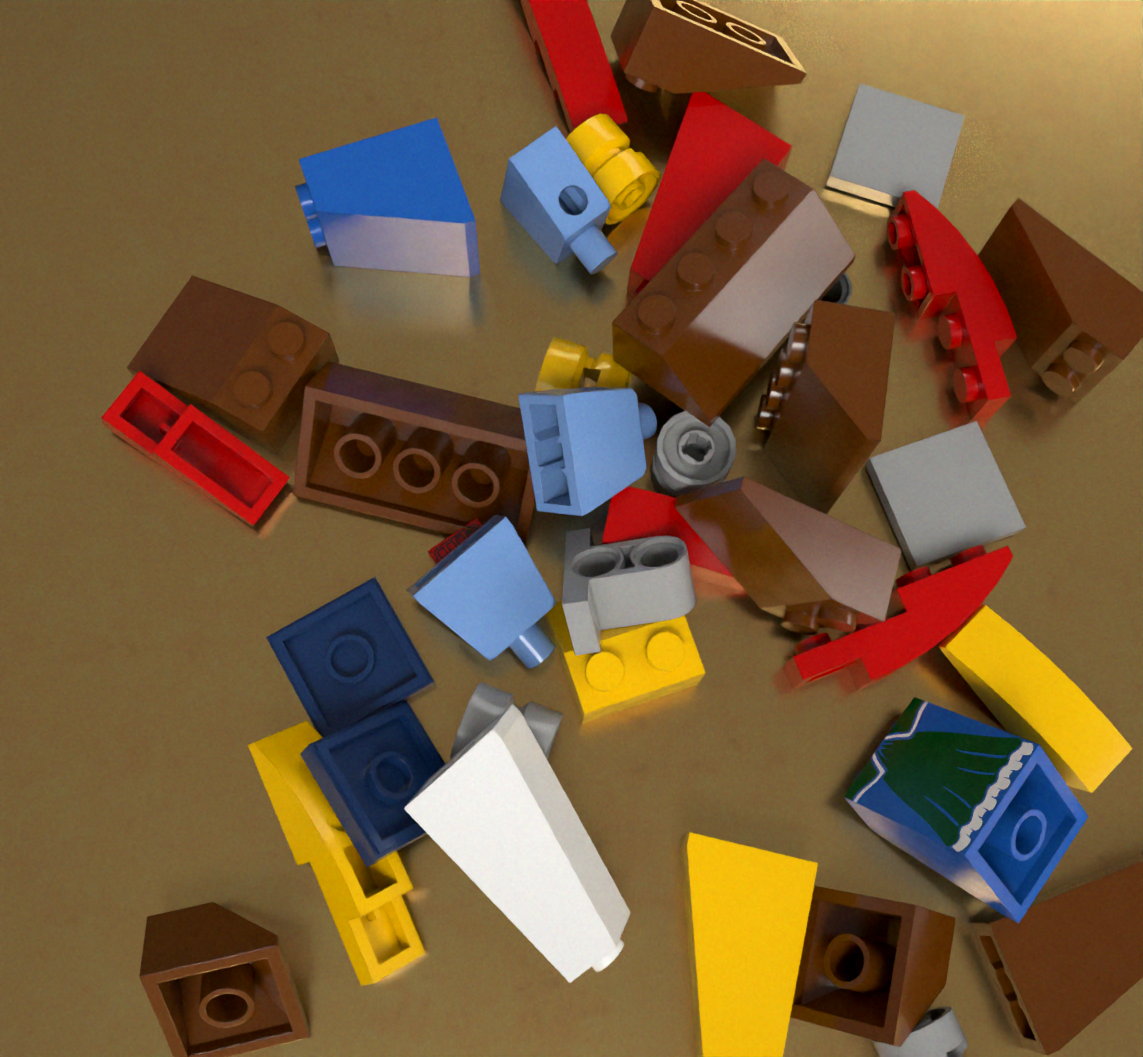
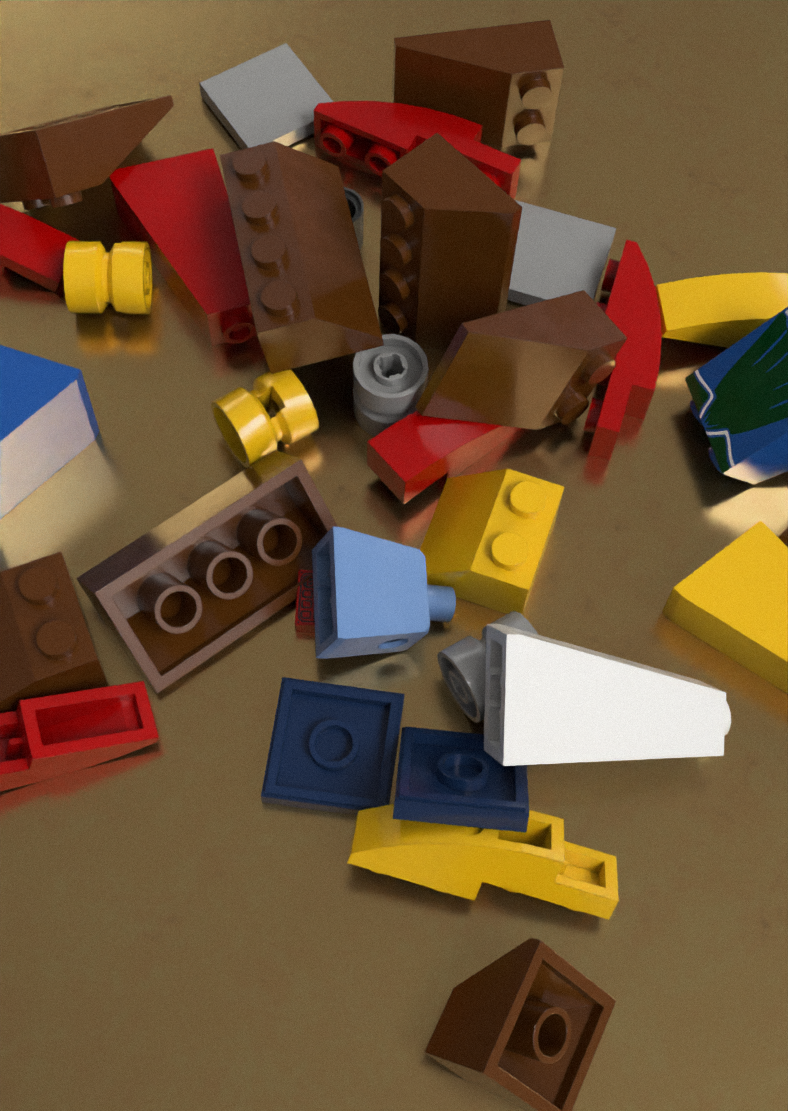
camera: 50 degrees left, 10 degrees down
(558, 202) = (106, 323): medium blue torso -> none
(584, 445) = (326, 434): medium blue torso -> none
(623, 585) = (449, 493): light grey tile -> none

